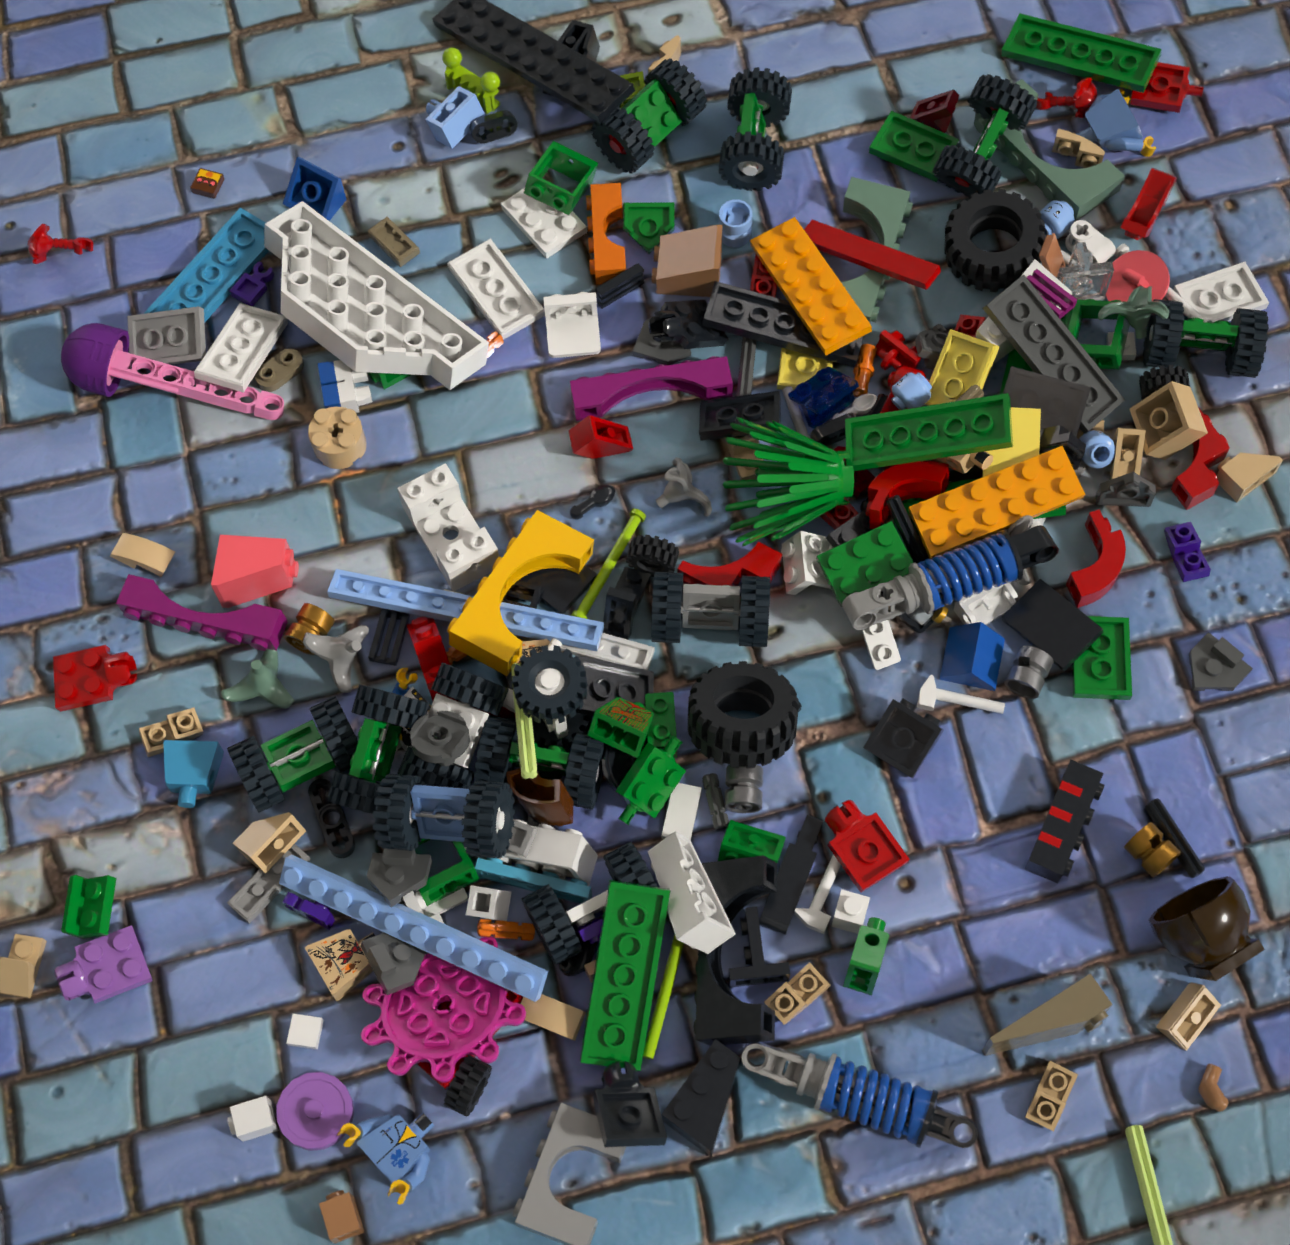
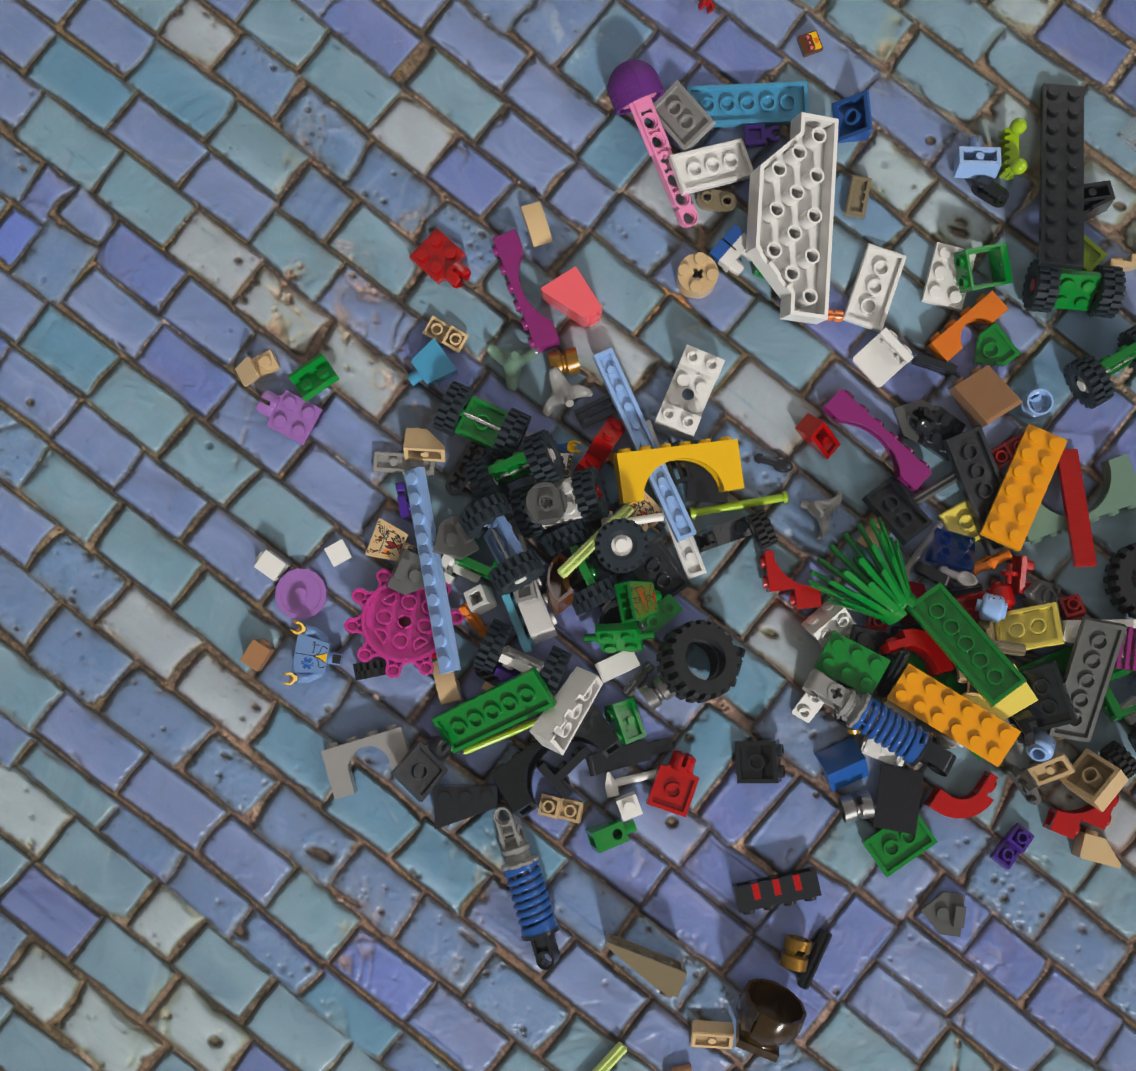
camera: 50 degrees right, 20 degrees up
(710, 608) = (770, 613): black plate -> none
(929, 694) = (799, 755): white piece -> none
(1051, 1095) = (607, 988): tan slope -> none

